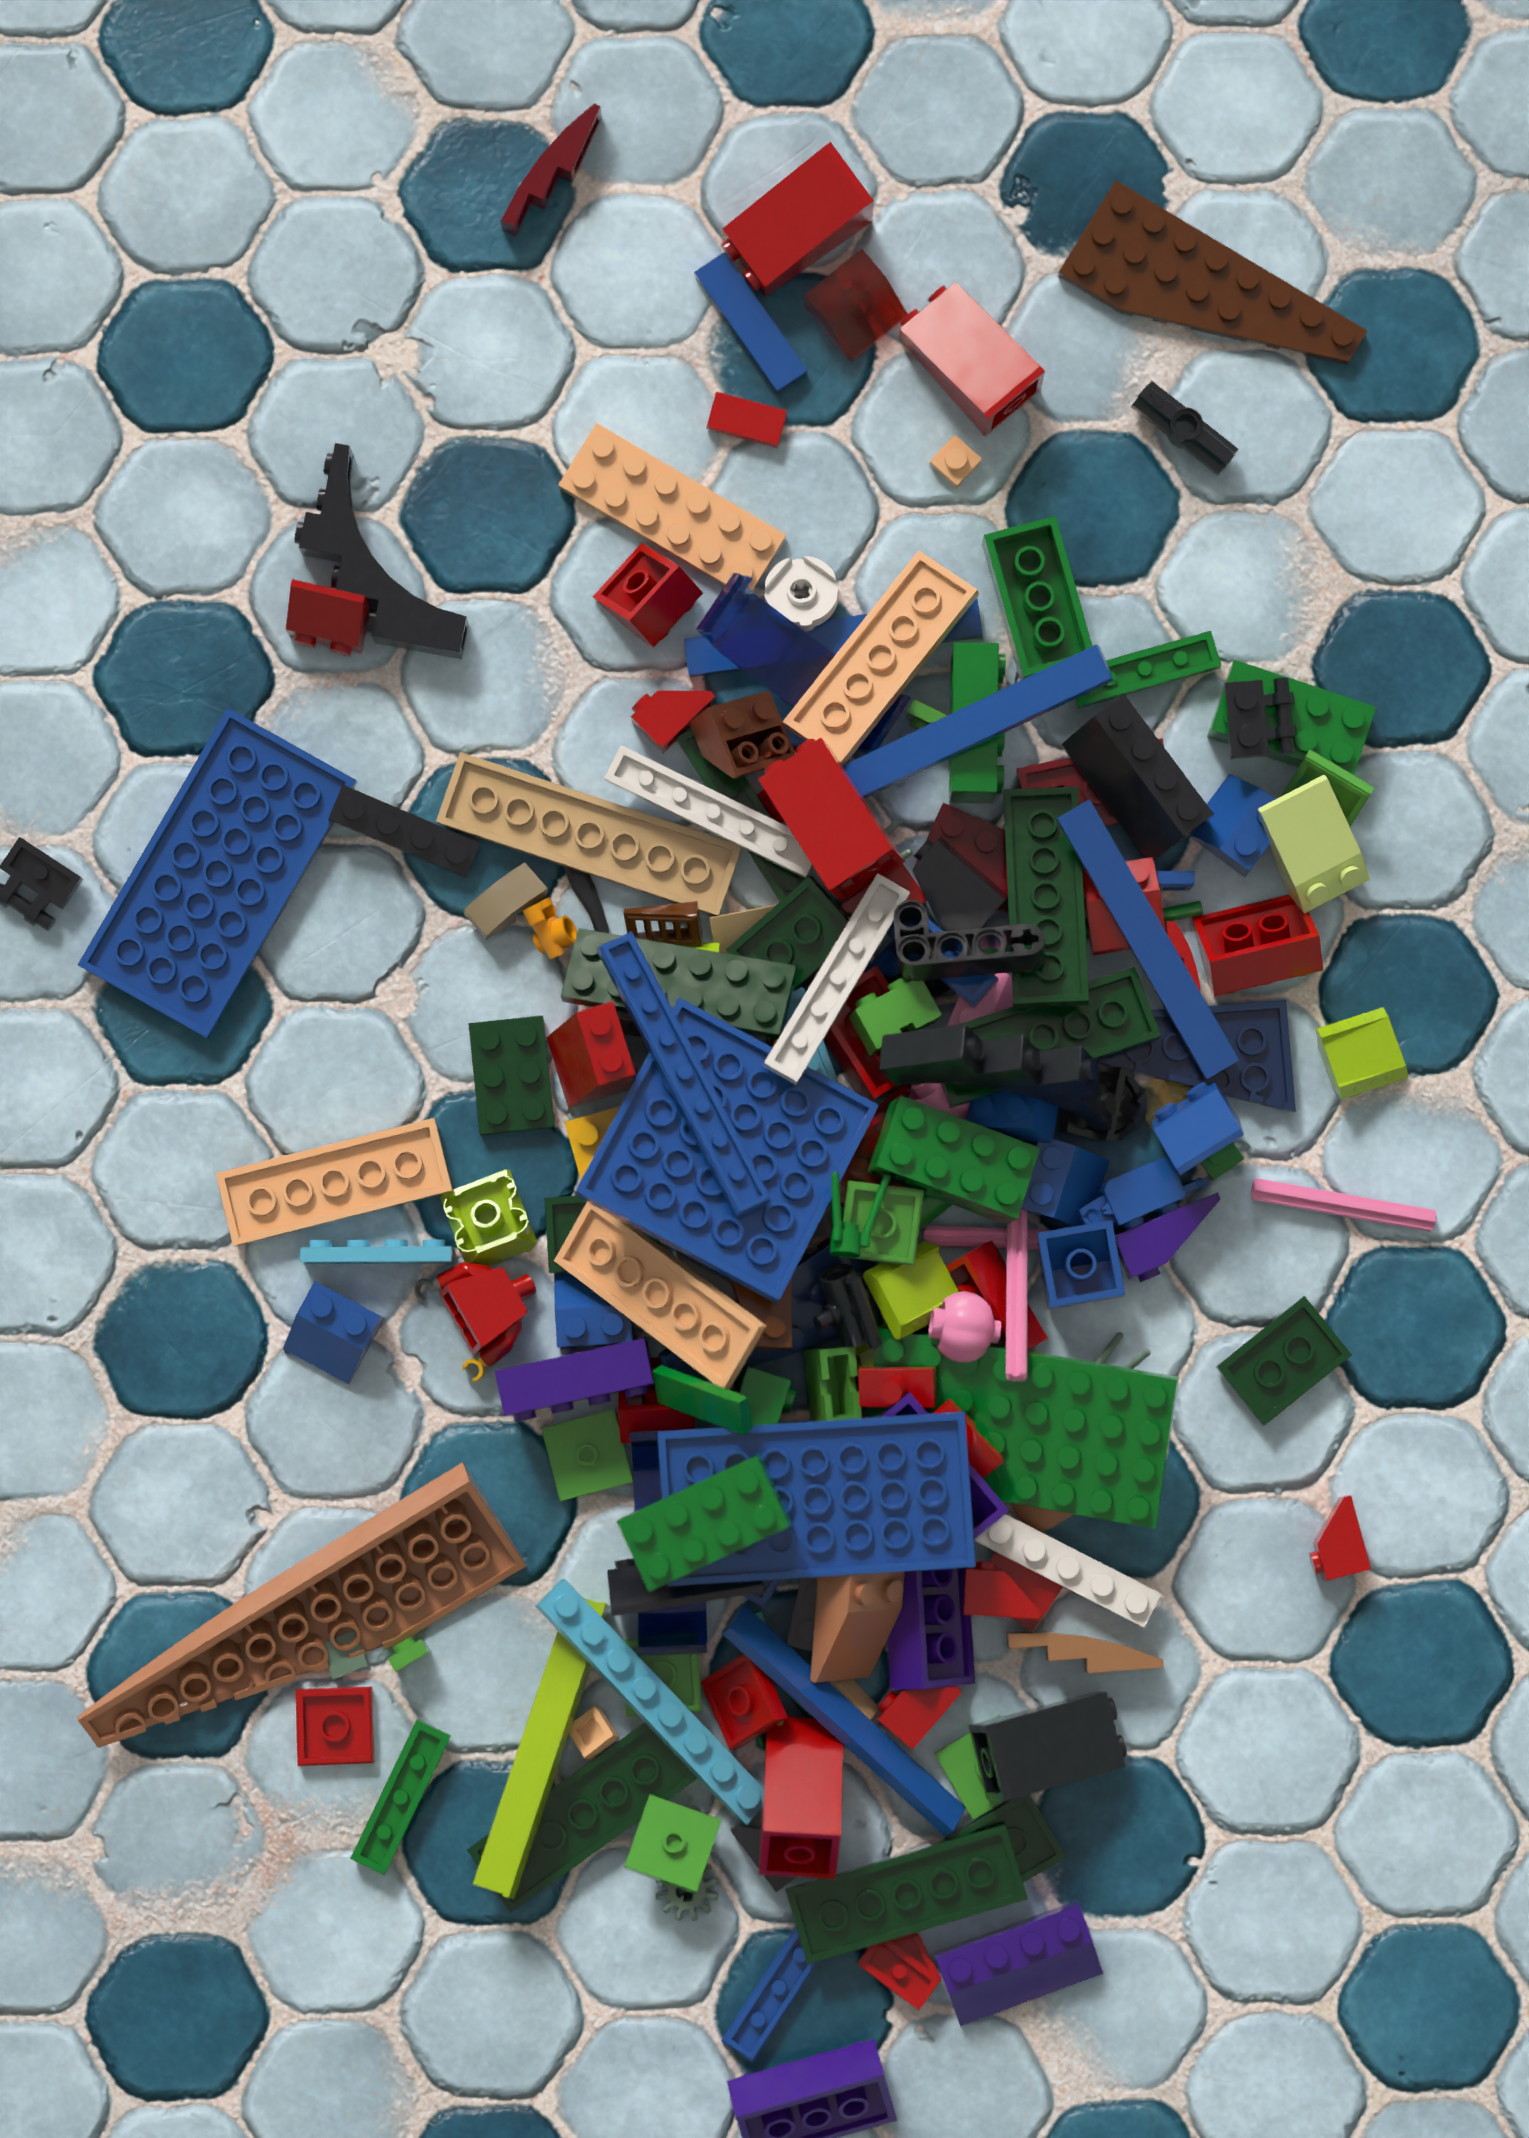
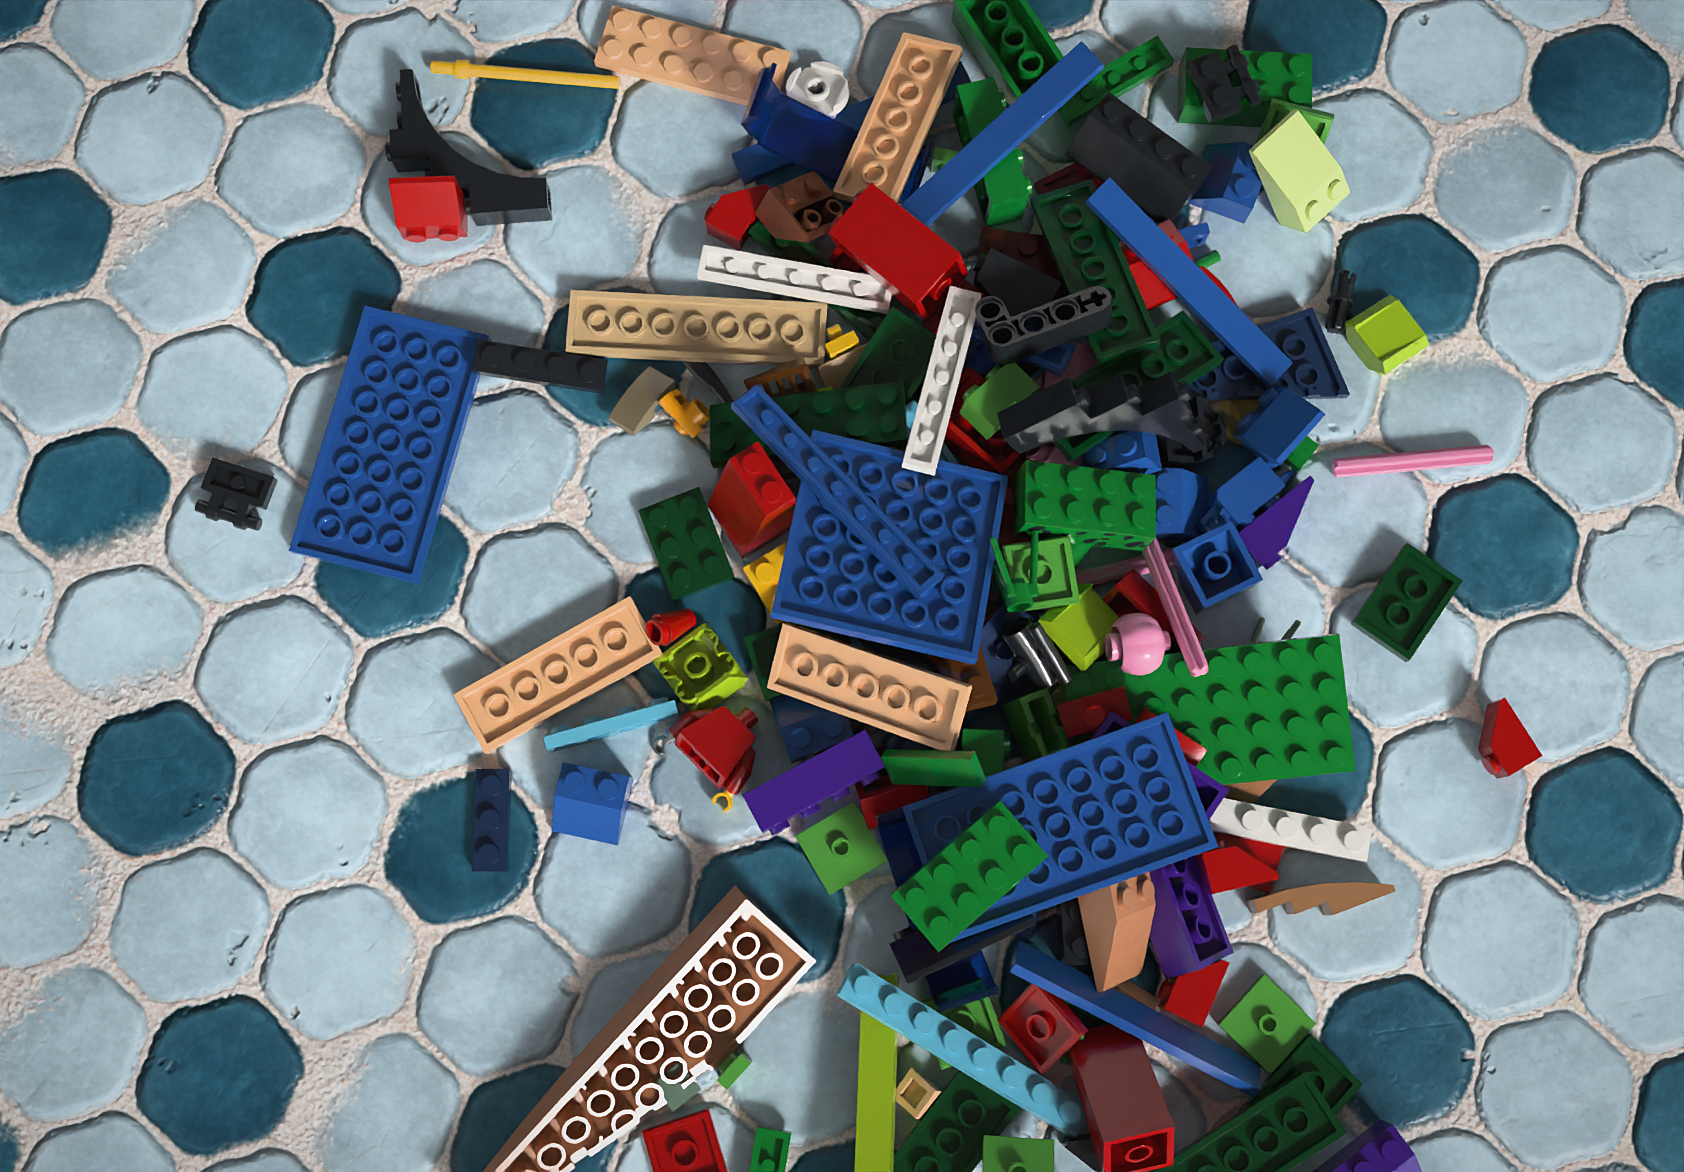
camera: 20 degrees left, 5 degrees down
(222, 1319) = (492, 820): none -> dark blue plate
(408, 454) = (464, 70): none -> yellow bar
(465, 1163) = (668, 626): none -> red cone
(648, 594) = (693, 125): red slope -> none
(743, 898) = (839, 342): none -> yellow tile
(1047, 1746) = (1317, 991): black slope -> none
(1257, 944) = (1275, 270): red slope -> none
(1321, 1001) = (1340, 301): none -> black axle

